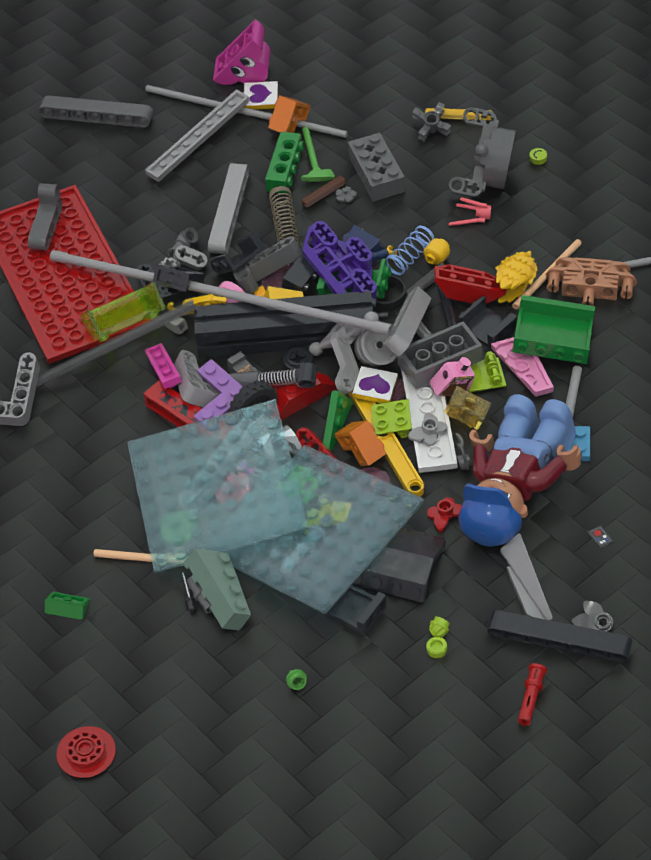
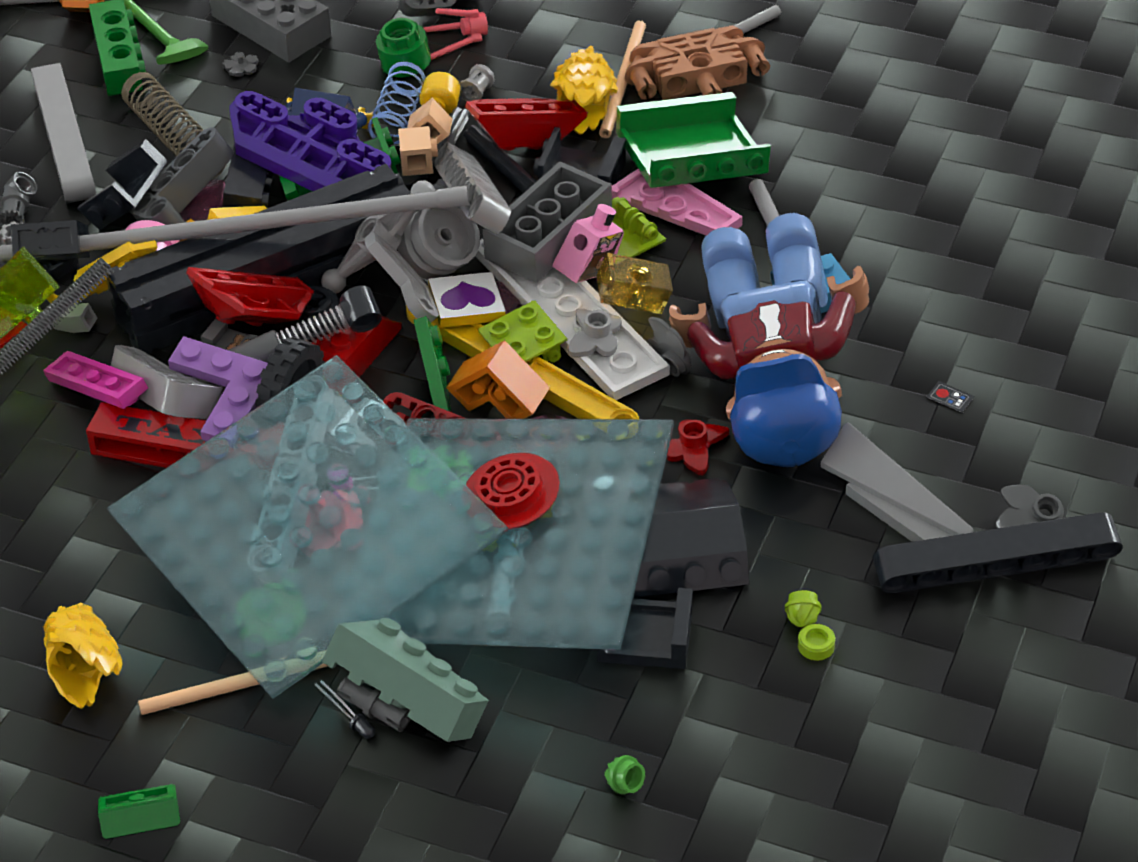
camera: 30 degrees left, 5 degrees down
(77, 514) = (79, 653): none -> yellow head
(190, 257) = (40, 210): light grey beam -> none
(262, 345) = (250, 296): none -> red wedge
(323, 191) = (203, 69): reddish brown axle -> none
(325, 506) = (521, 485): none -> red wheel
(398, 285) = (417, 150): none -> light nougat brick
(417, 270) = (435, 117): none -> light nougat brick
(434, 214) = (403, 42): none -> green piece
(461, 251) = (476, 83): none -> light grey bush
(533, 686) = (1010, 641): red pin -> none

